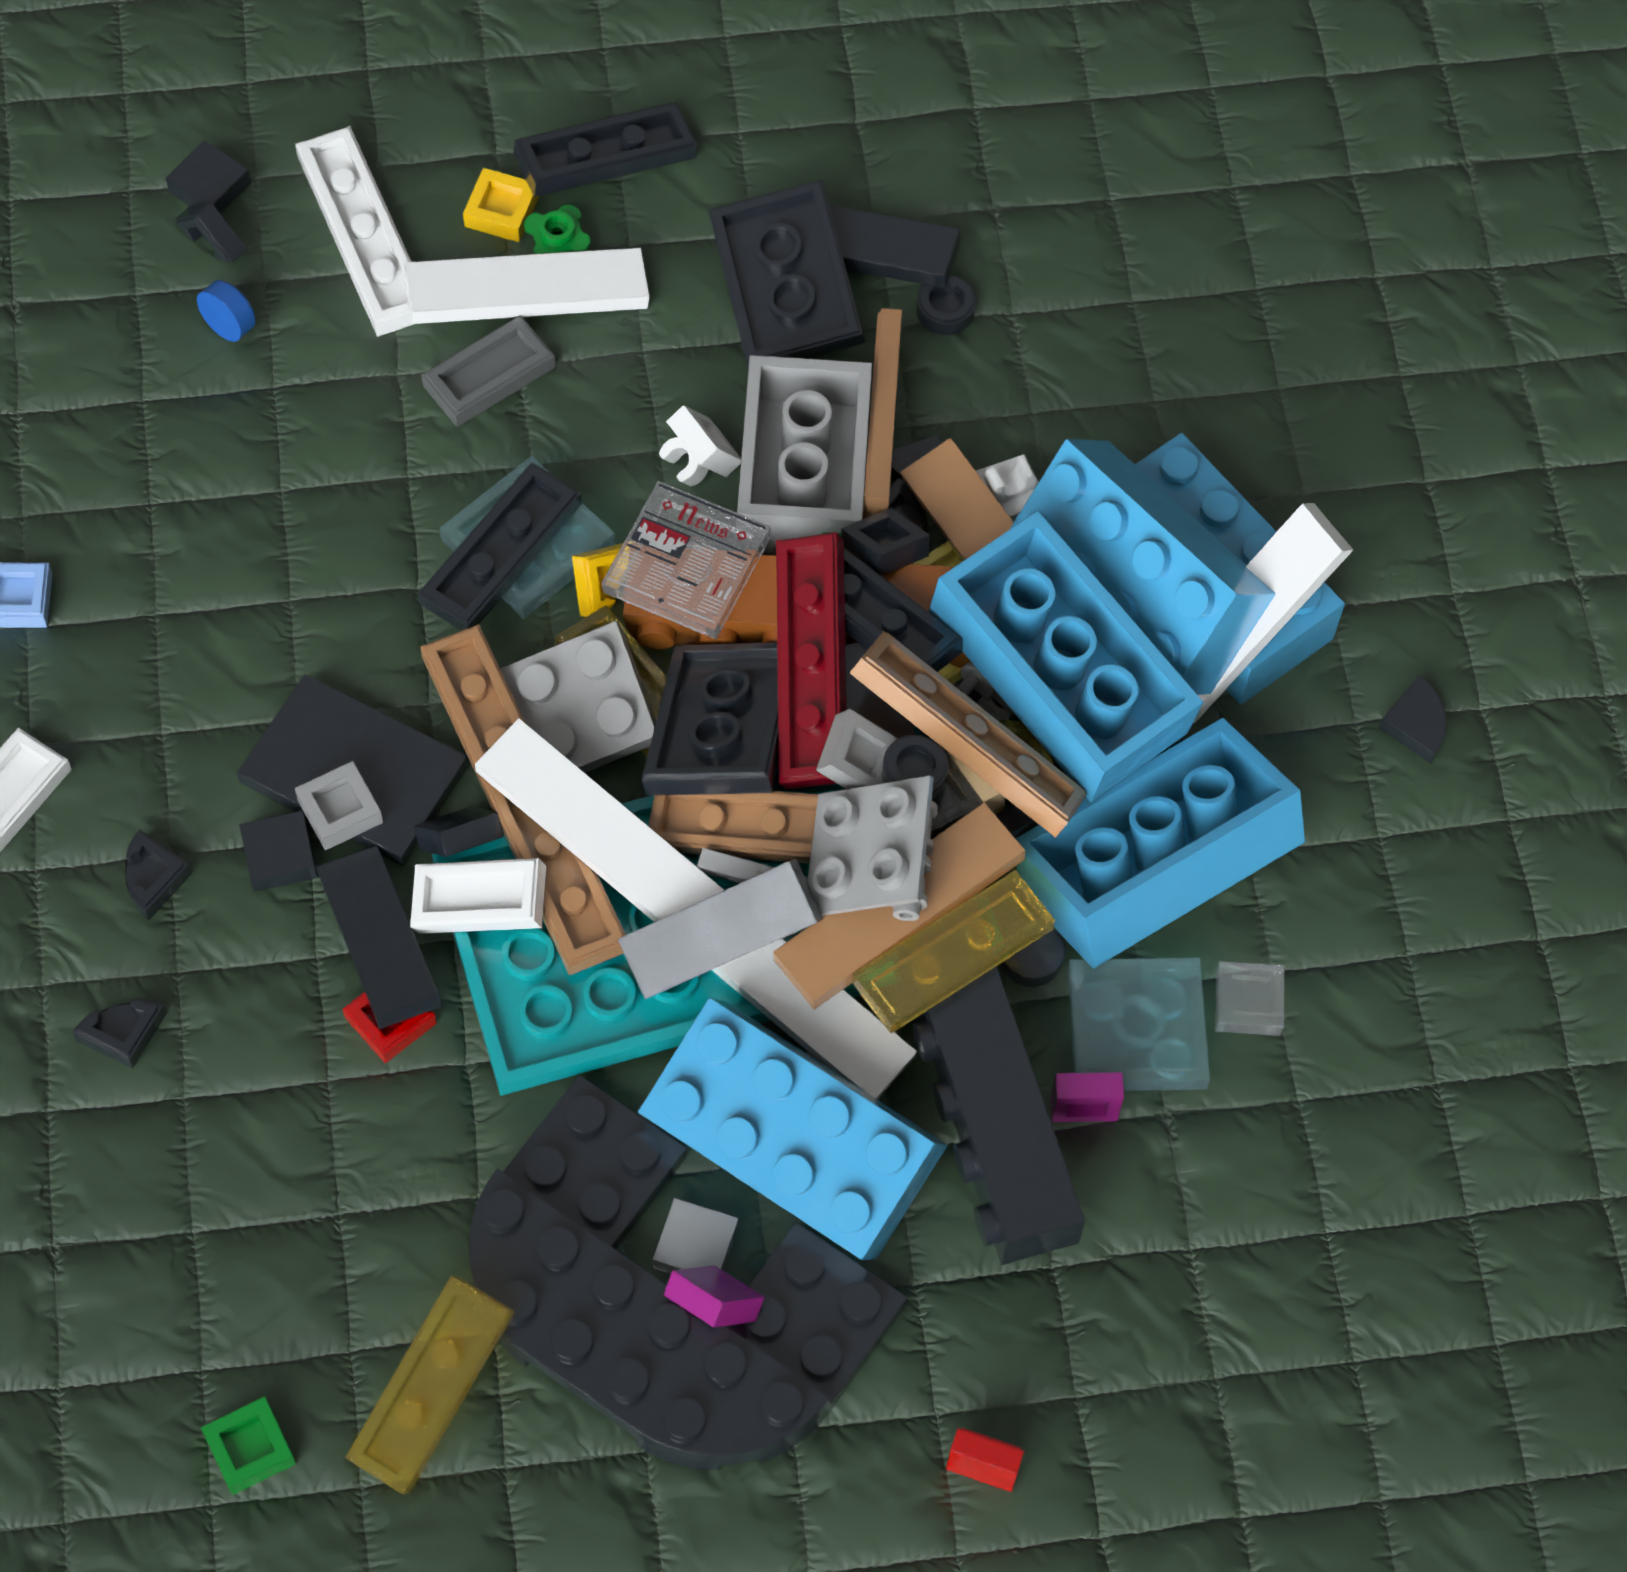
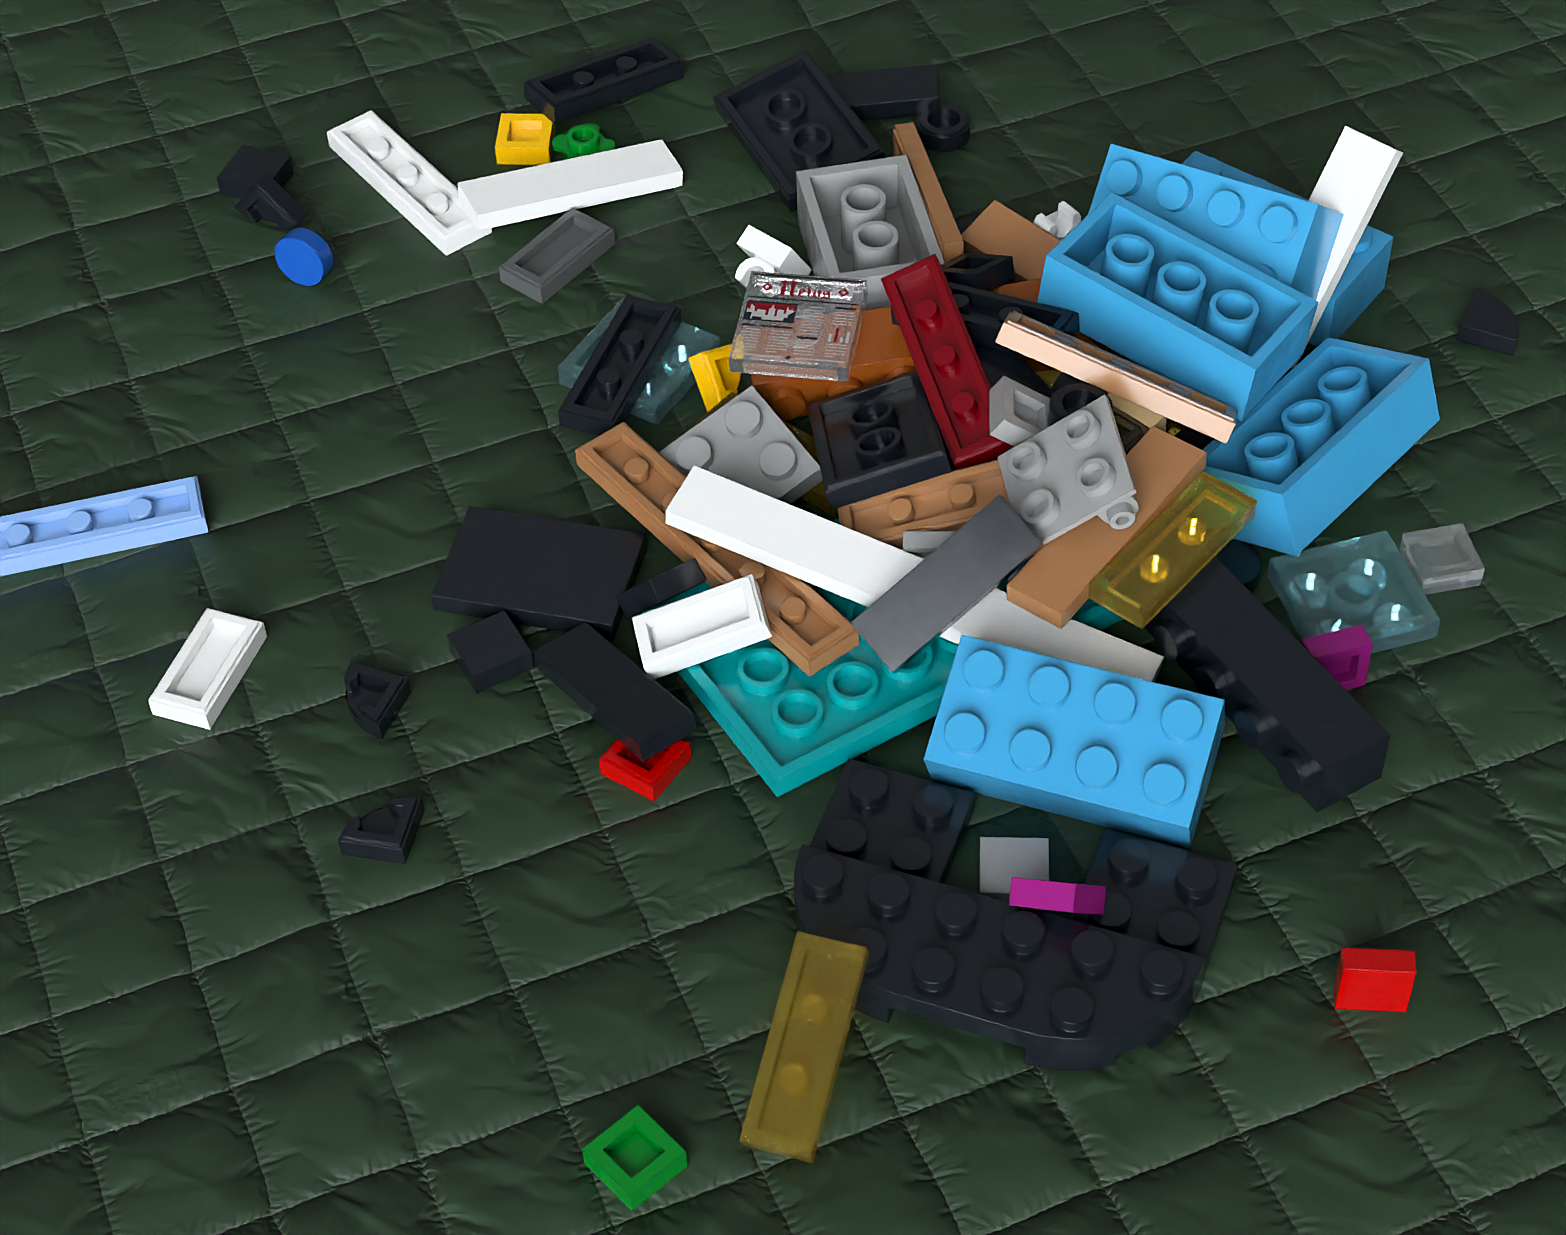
camera: 10 degrees left, 15 degrees down
(339, 805) = (539, 594): light grey tile -> none

